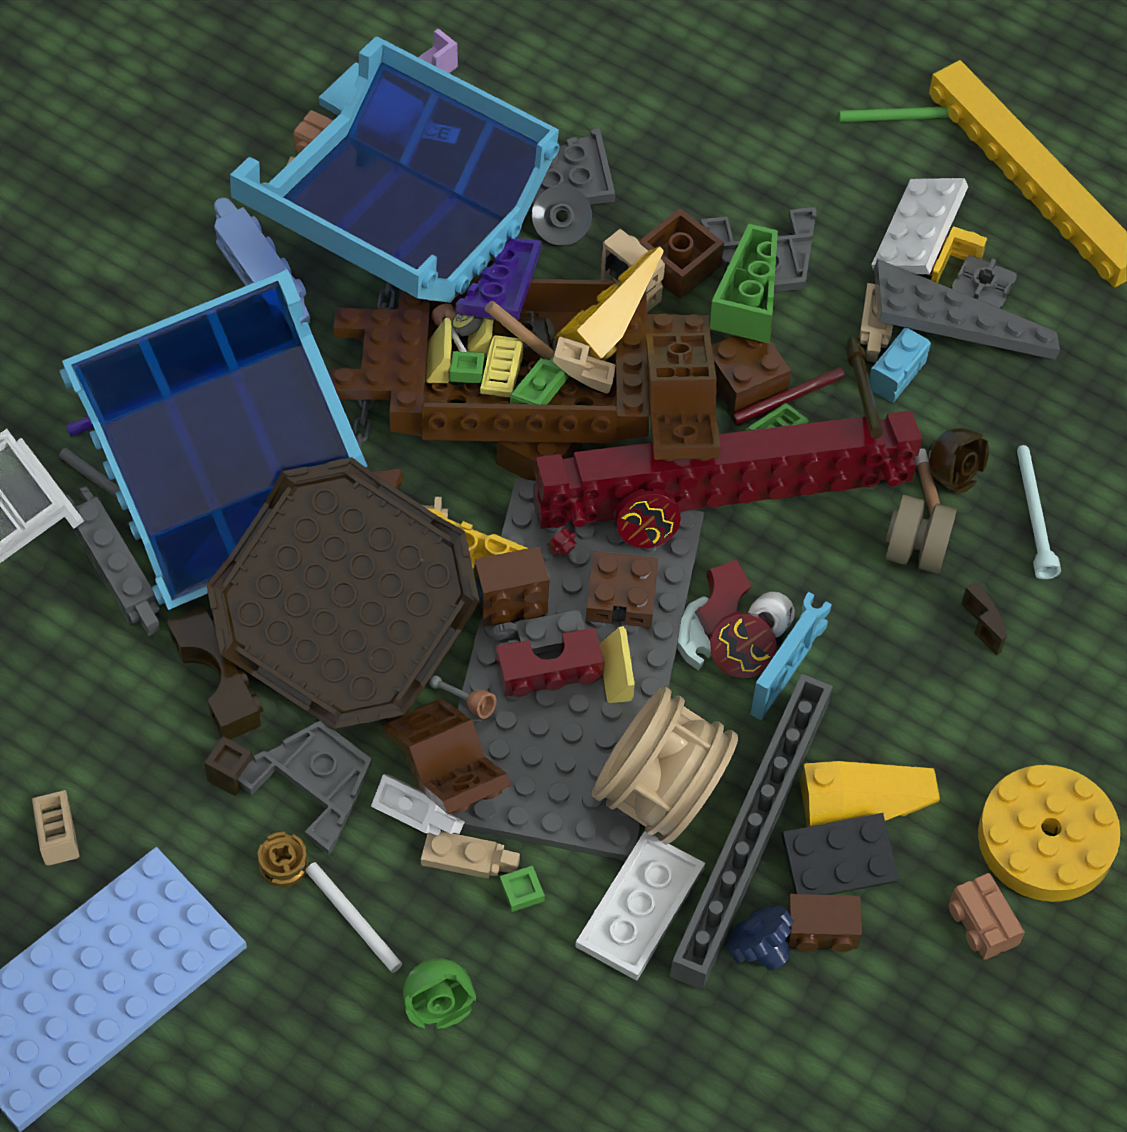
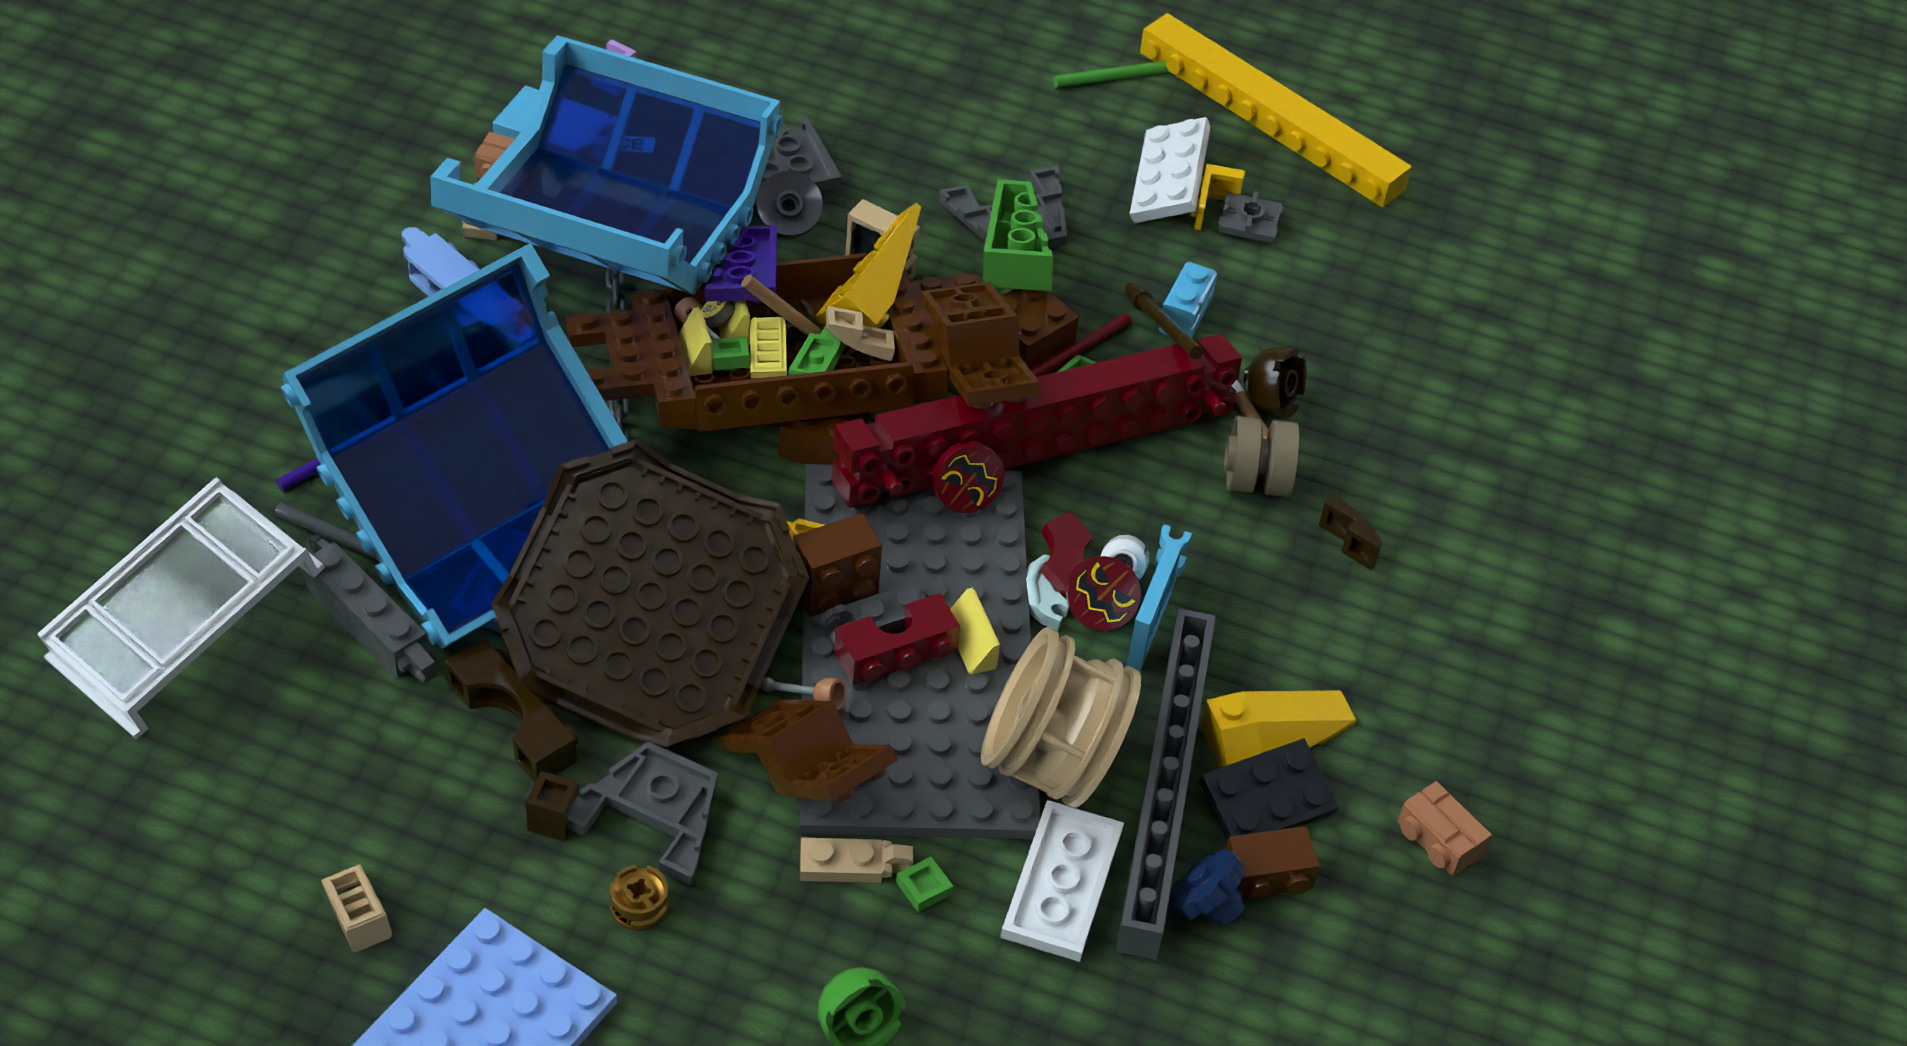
camera: 15 degrees left, 10 degrees down
(353, 917) = (737, 948): white bar -> none
(413, 807) = (780, 815): white hinge -> none
(562, 542) = (879, 516): dark red plate -> none
(622, 589) = (956, 554): reddish brown piece -> none
(688, 253) = (943, 220): reddish brown brick -> none
(872, 332) = (1151, 261): tan hinge -> none
(930, 307) = (1208, 242): dark grey wing -> none
(1046, 562) = (1396, 470): light aqua piece -> none
(1055, 802) = (1484, 734): yellow piece -> none

